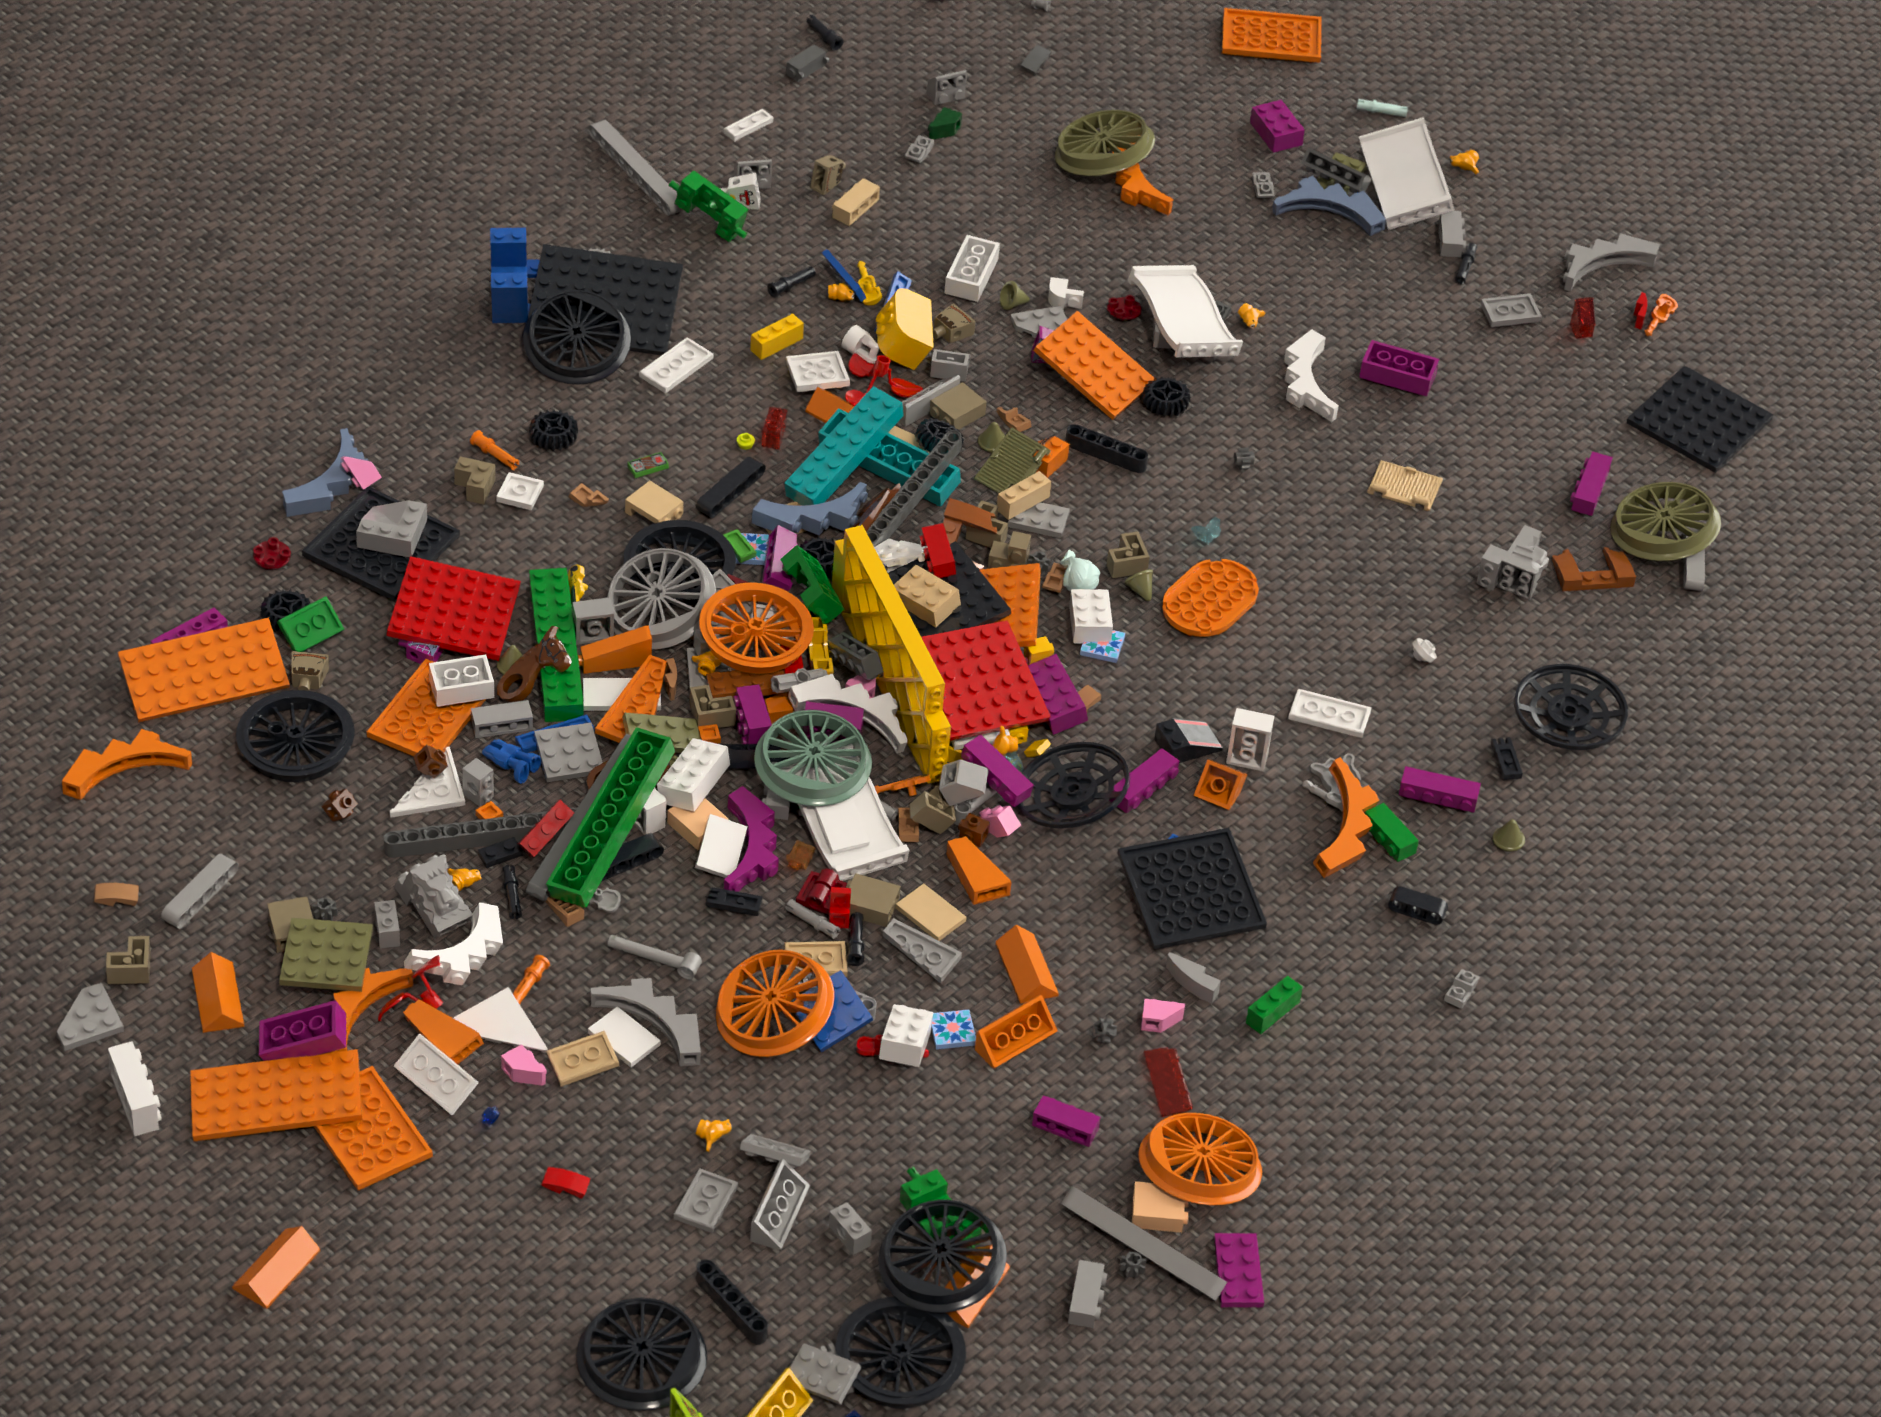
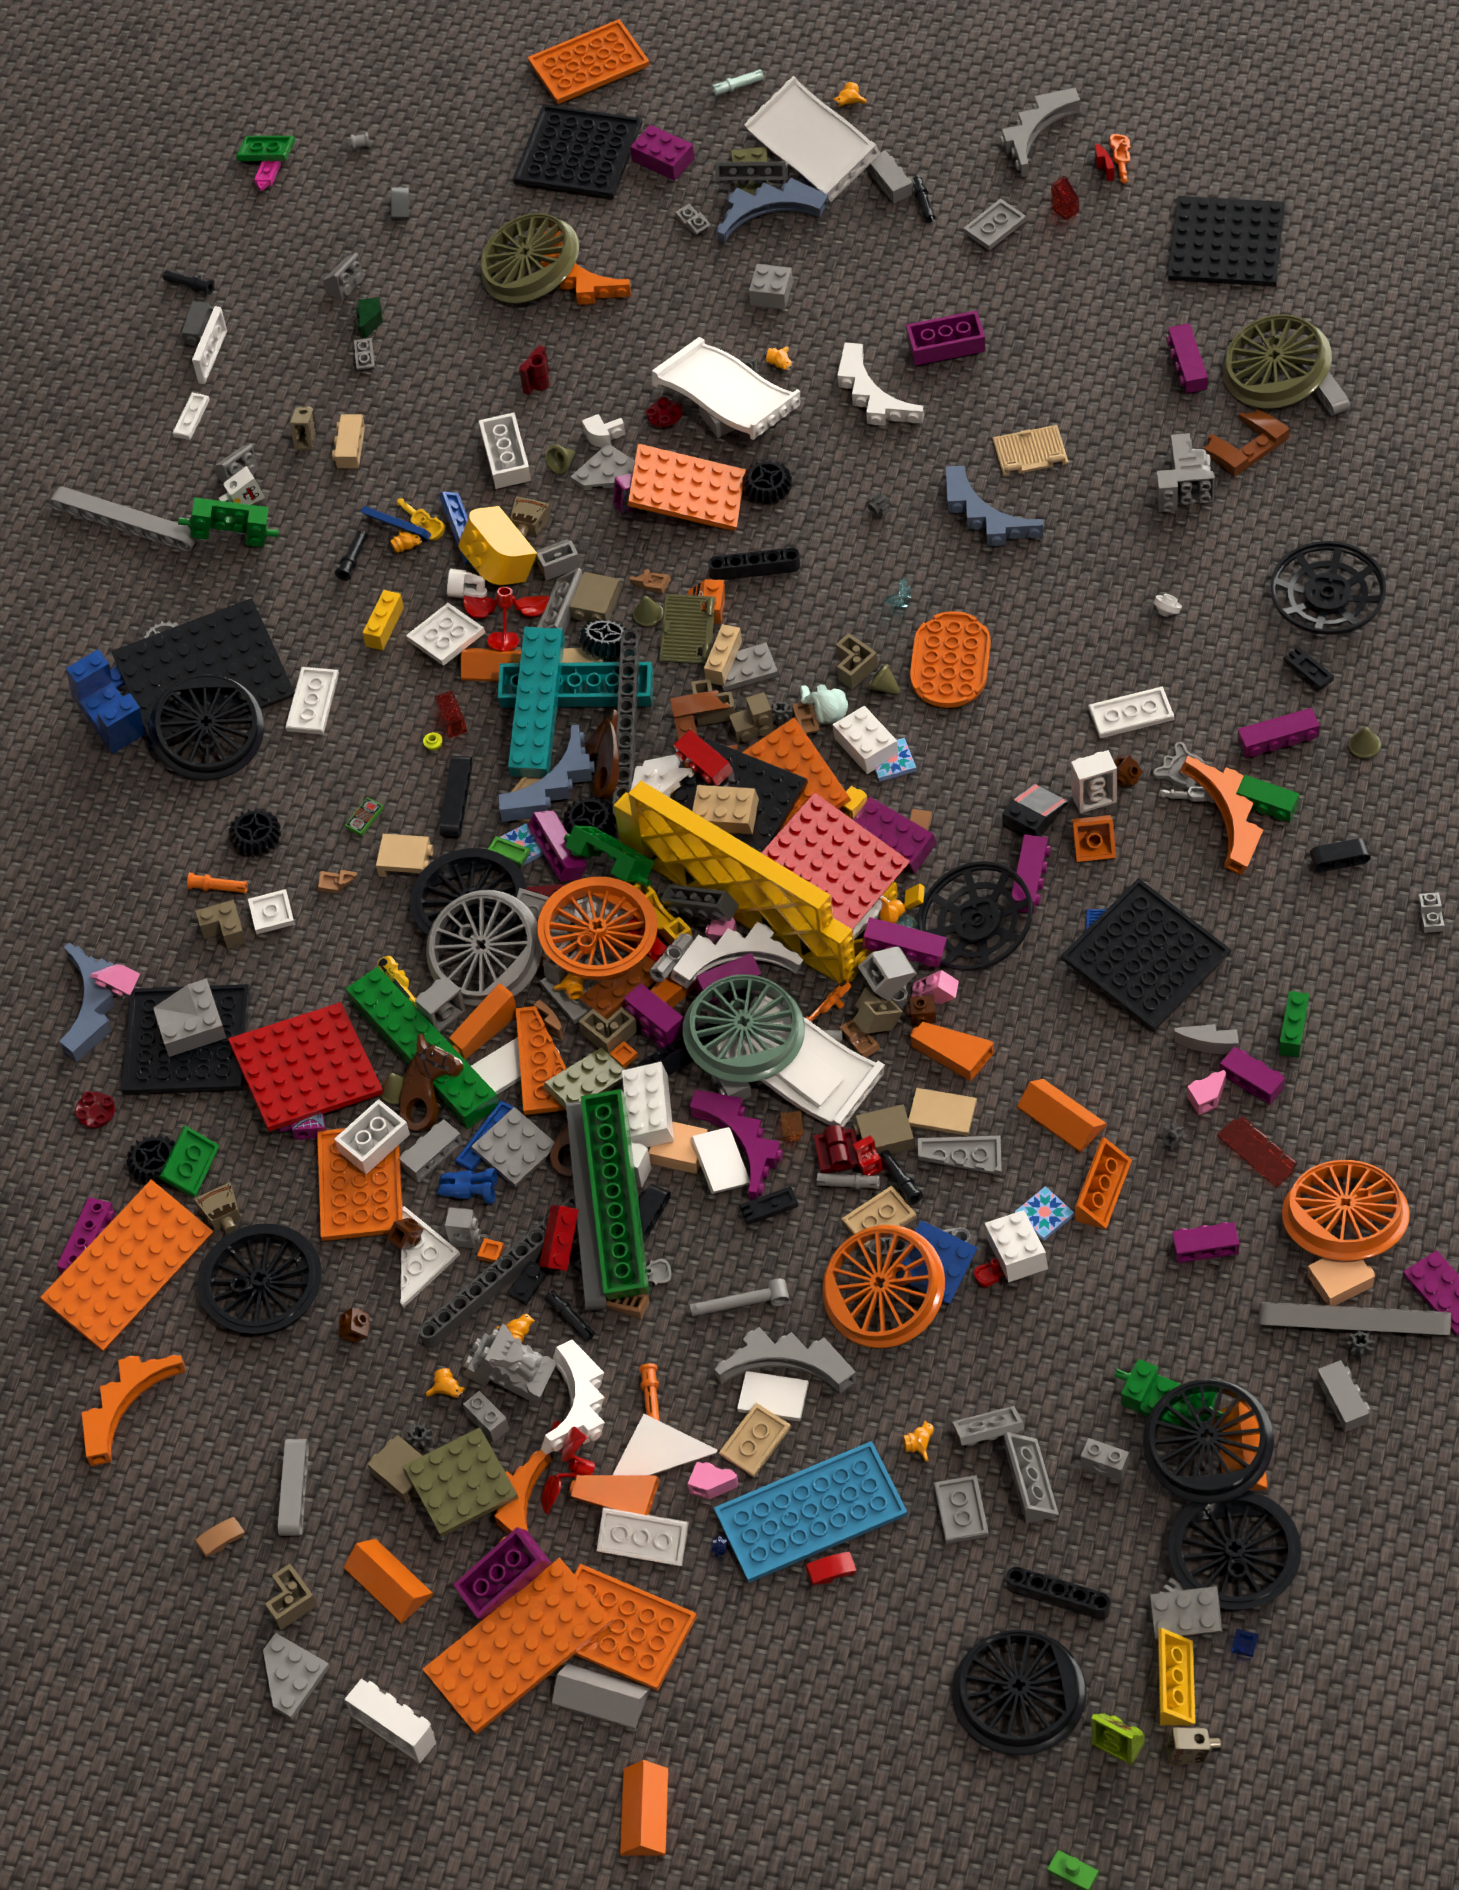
camera: 20 degrees left, 10 degrees up
(309, 1167) = (599, 1696): none -> light grey slope
(375, 885) = (445, 1384): none -> light orange animal
(583, 1133) = (810, 1511): none -> dark azure plate
(801, 80) = (209, 345): none -> white tile
(1042, 225) = (535, 371): none -> dark red plate
(1208, 1023) = (1253, 1075): none -> magenta brick
(1209, 92) = (577, 151): none -> black plate
(1286, 262) = (771, 286): none -> light grey brick
(1286, 750) = (1127, 771): none -> reddish brown brick
(1328, 520) = (982, 516): none -> sand blue arch

